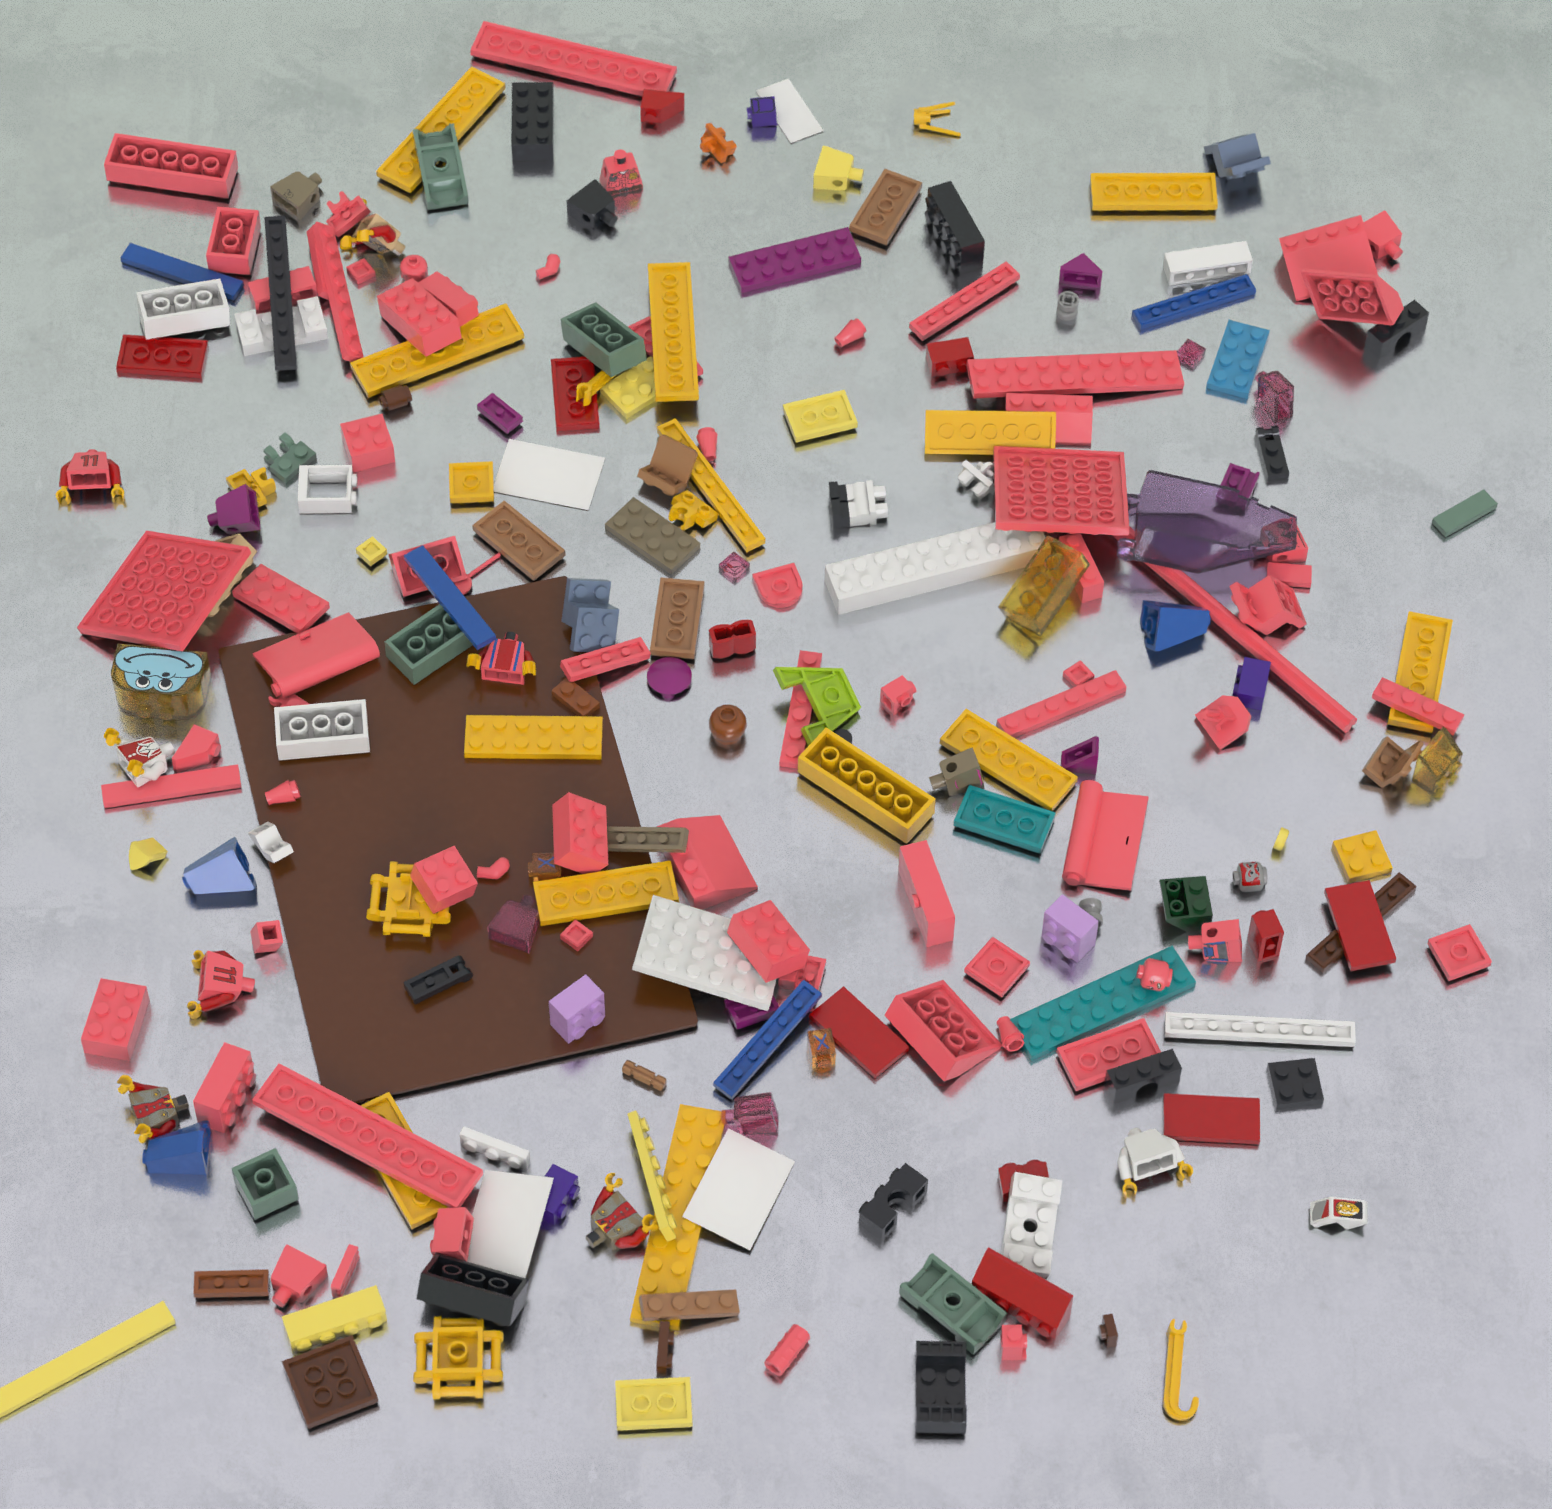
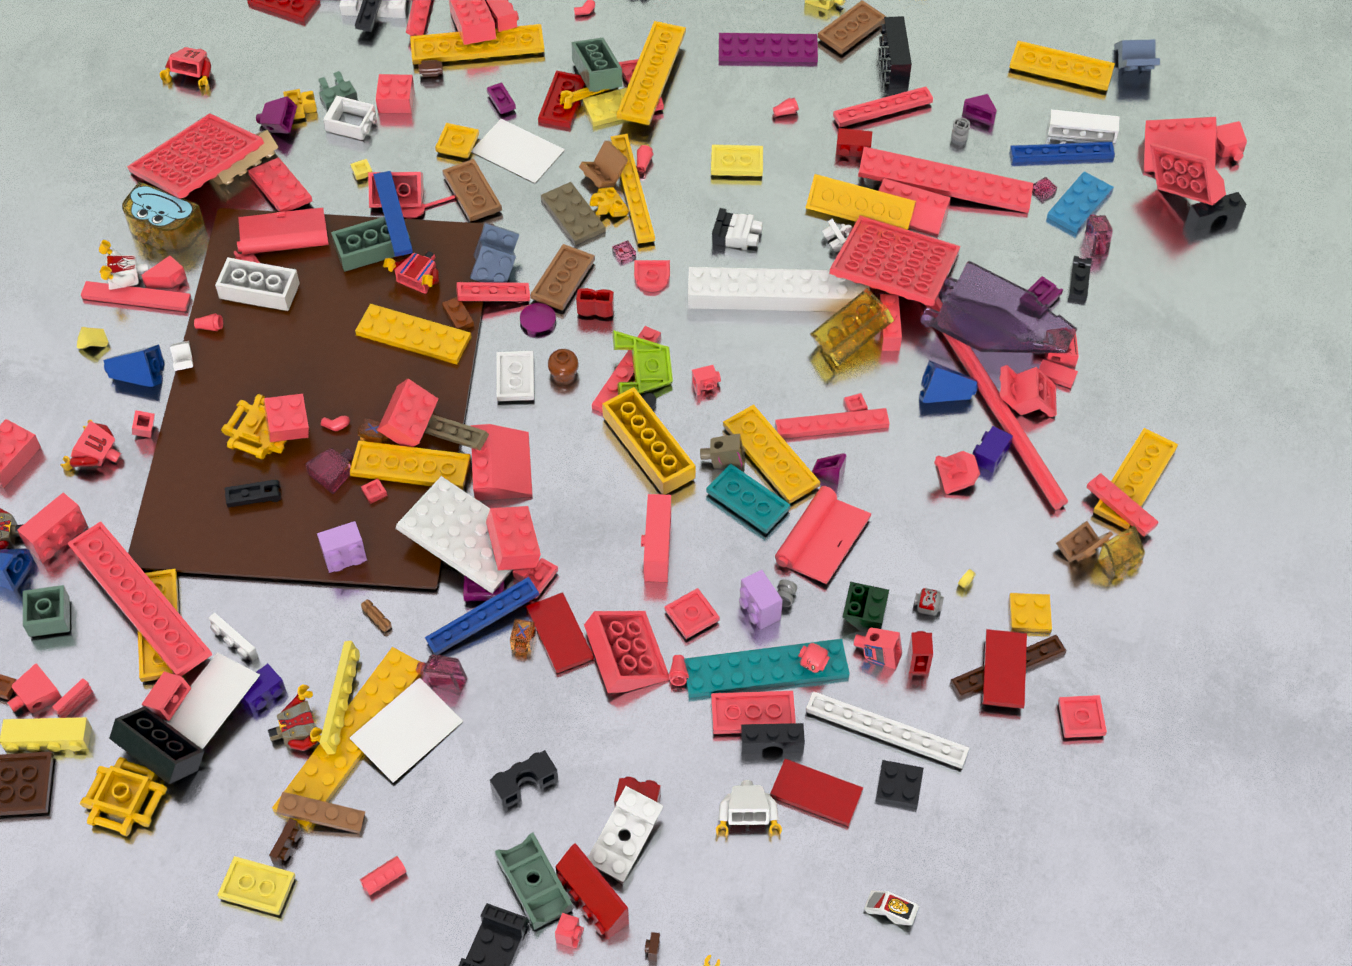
camera: 20 degrees right, 0 degrees up
(675, 753) = (515, 376): none -> white plate
(1464, 513) = (1220, 364): sand green tile -> none

